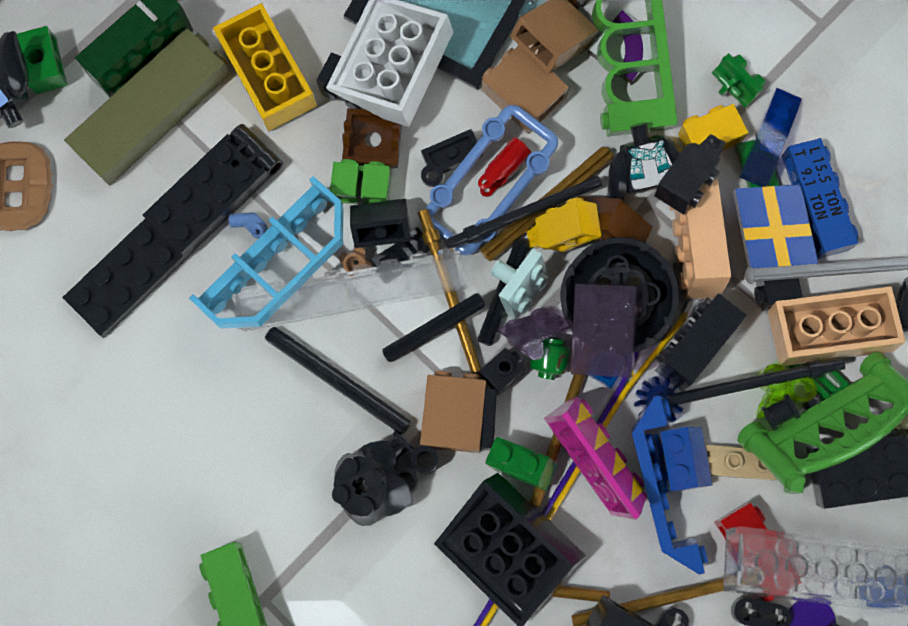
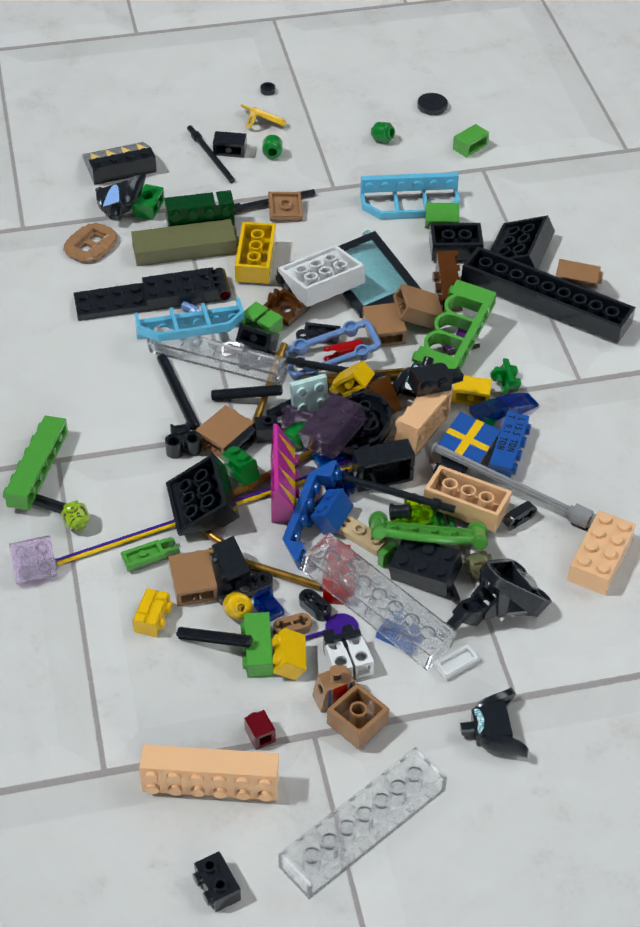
camera: 30 degrees right, 30 degrees down
(386, 491) = (154, 432): black brick -> none

